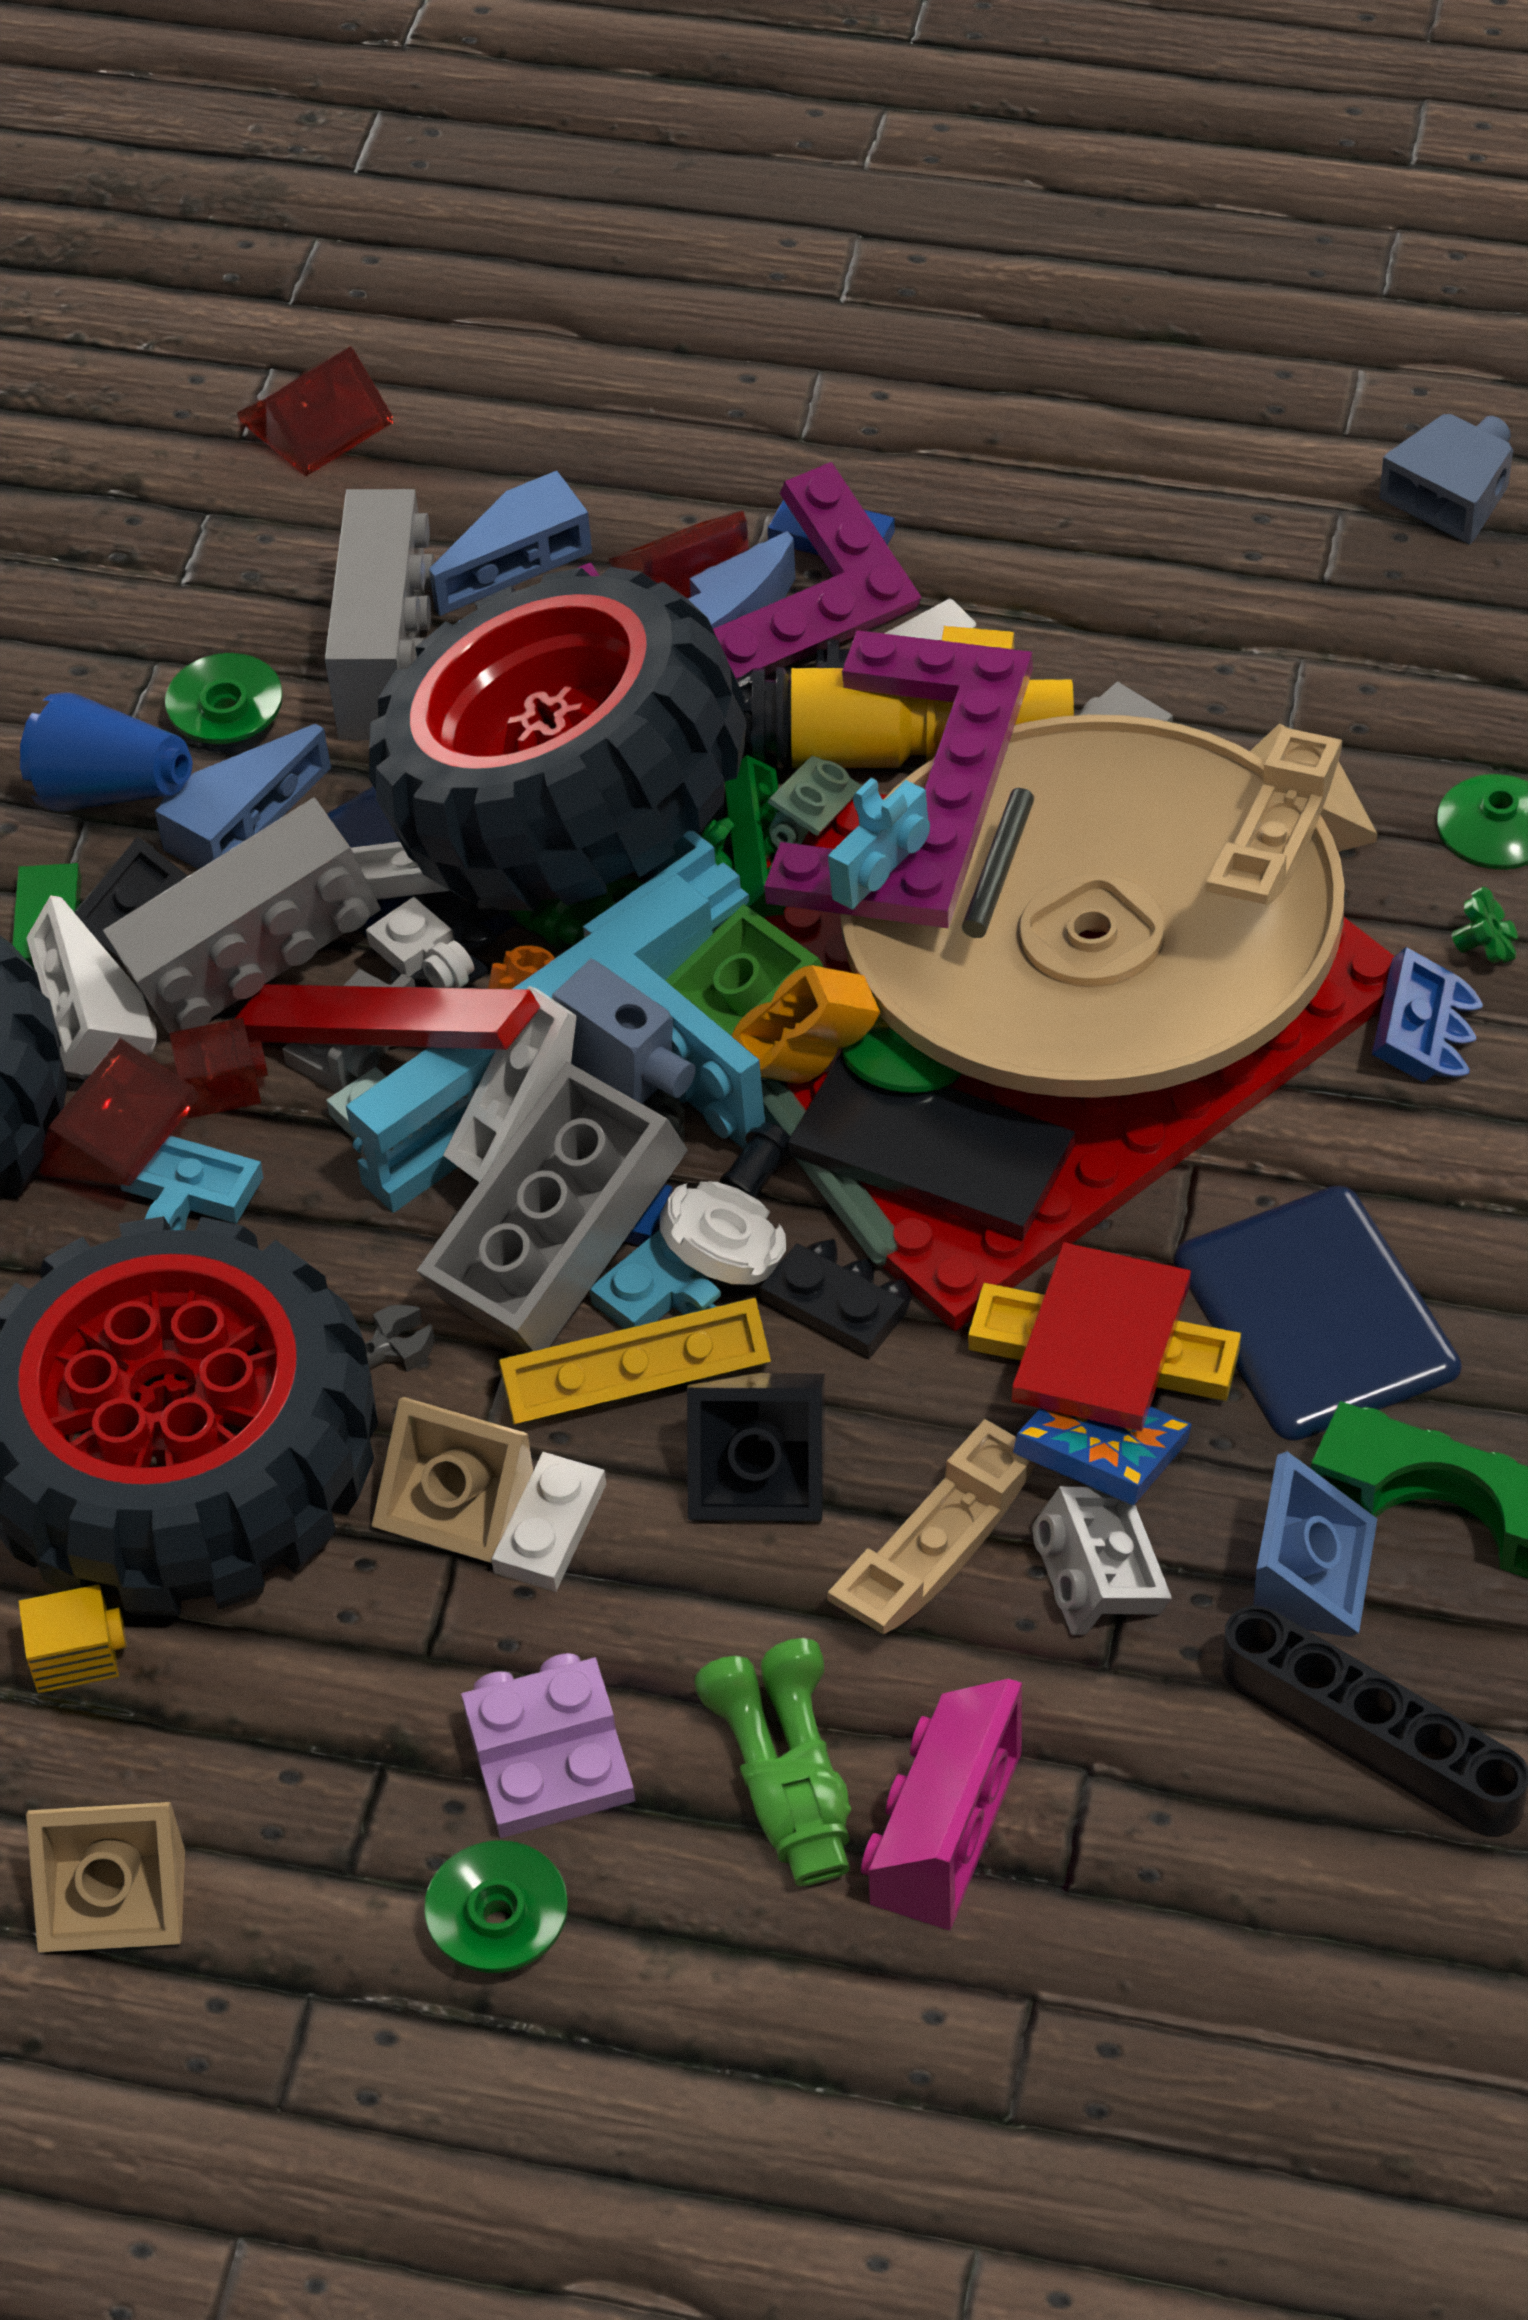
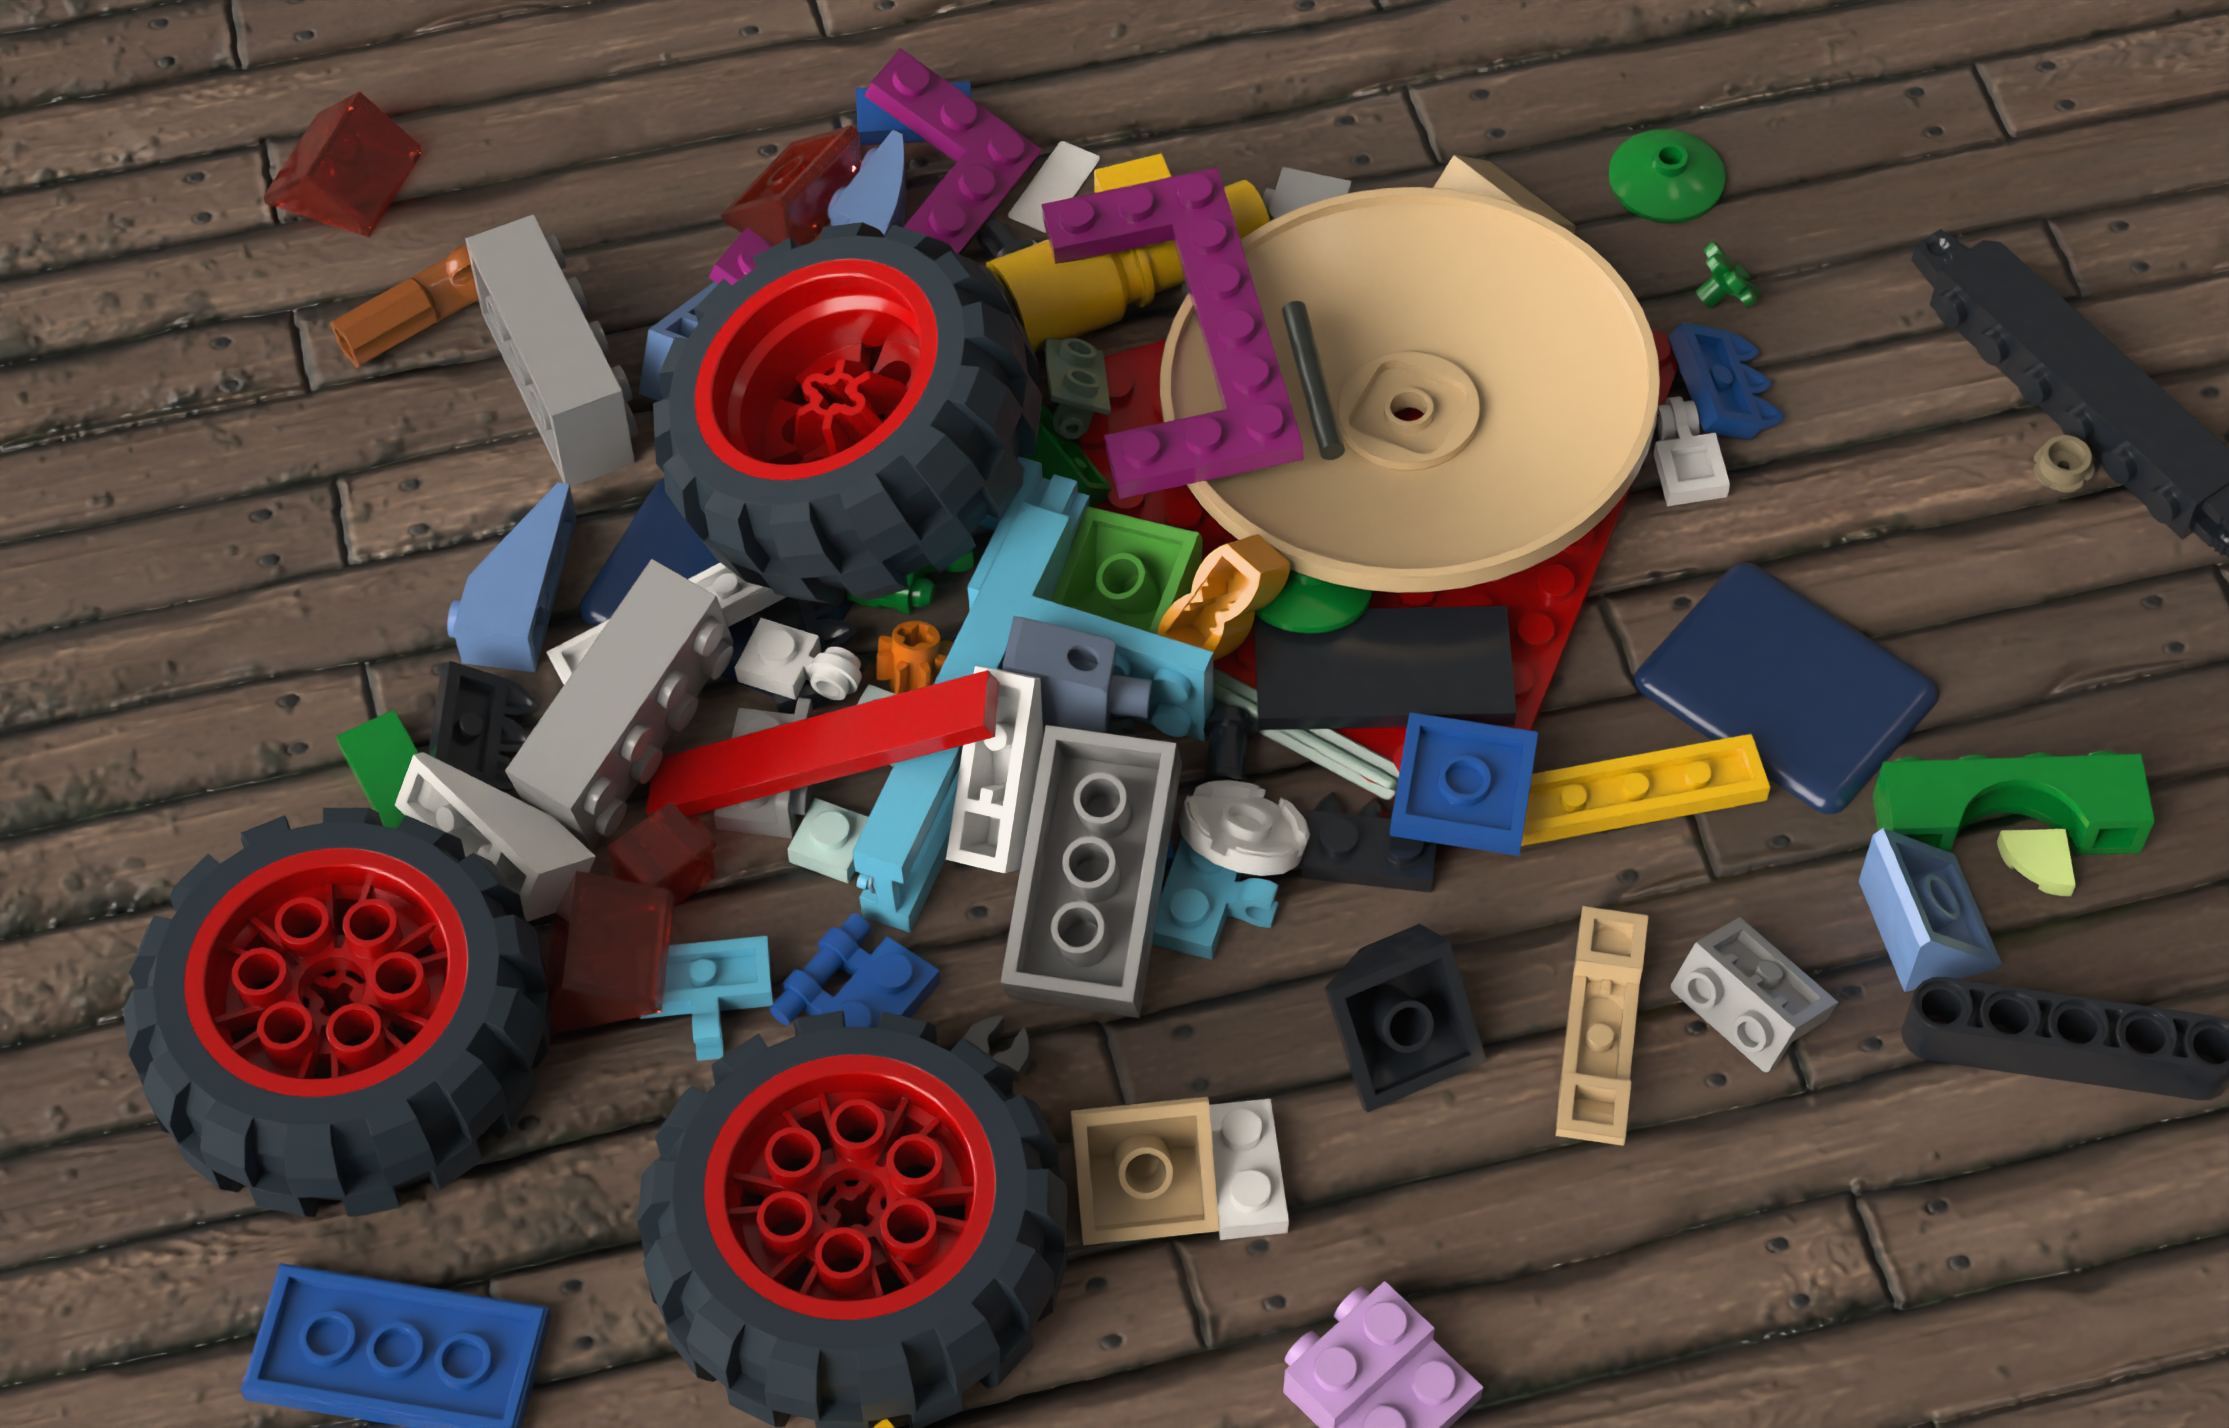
camera: 30 degrees left, 5 degrees up
(98, 756) = (371, 594): blue cone -> none
(223, 698) = (434, 472): green dish -> none
(280, 544) = (406, 309): none -> dark orange piece
(339, 1245) = (885, 981): none -> blue plate
(513, 541) = (632, 222): medium blue slope -> none
(634, 1360) = (1234, 984): yellow plate -> none
(798, 1794) = (1630, 1326): bright green piece -> none
(882, 840) = (1224, 382): medium azure plate -> none
(935, 1268) = (1464, 784): none -> blue plate
(946, 1803) = (1774, 1275): dark pink slope -> none
(1101, 1336) = (1644, 787): red tile -> none
(1102, 1454) = (1694, 881): blue tile -> none
(1280, 819) = (1541, 247): tan slope -> none
(1347, 1074) = (1687, 462): none -> white plate
(1456, 1553) = (2040, 857): none -> yellowish green tile

